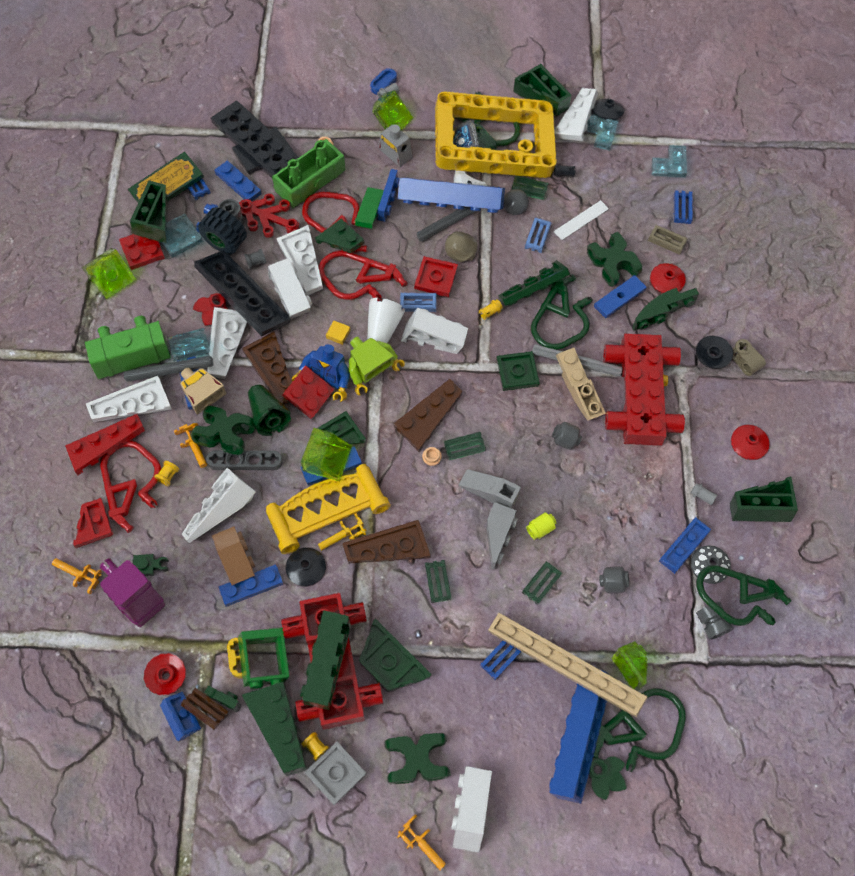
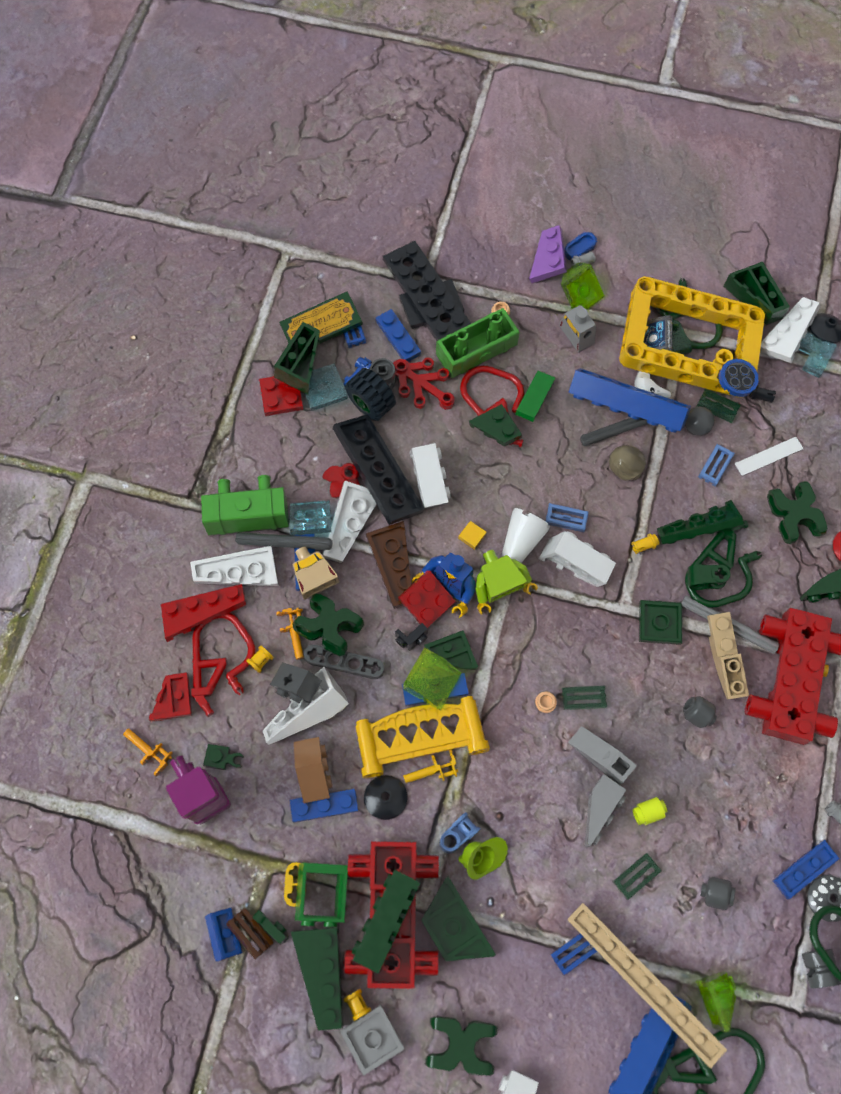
camera: 15 degrees right, 5 degrees up
(109, 273) = (241, 416): clear neon green slope -> none
(158, 667) = (205, 881): red dish -> none
(203, 484) = (295, 683): none -> dark grey brick
(255, 258) = (399, 431): dark grey bush -> none
(267, 411) = (378, 611): dark green cone -> none
(300, 251) = (449, 434): white wing -> none
(304, 426) = (416, 637): none -> black bracket
(357, 93) = (549, 255): none -> medium lavender wing
(380, 579) = (459, 833): none -> medium blue piece
(388, 195) = (559, 385): blue plate -> none
(390, 271) = (543, 474): red piece -> none
(392, 544) = (485, 795): reddish brown wing -> none
(404, 594) = (483, 857): none -> lime piece
(423, 419) = (548, 654): reddish brown wing -> none
(435, 565) = (524, 828): clear green tile -> none
(436, 276) = (592, 492): red plate -> none
(540, 158) = (738, 377): none -> tile
(548, 324) = (707, 576): none -> dark green piece
(620, 296) = (803, 554): blue tile -> none

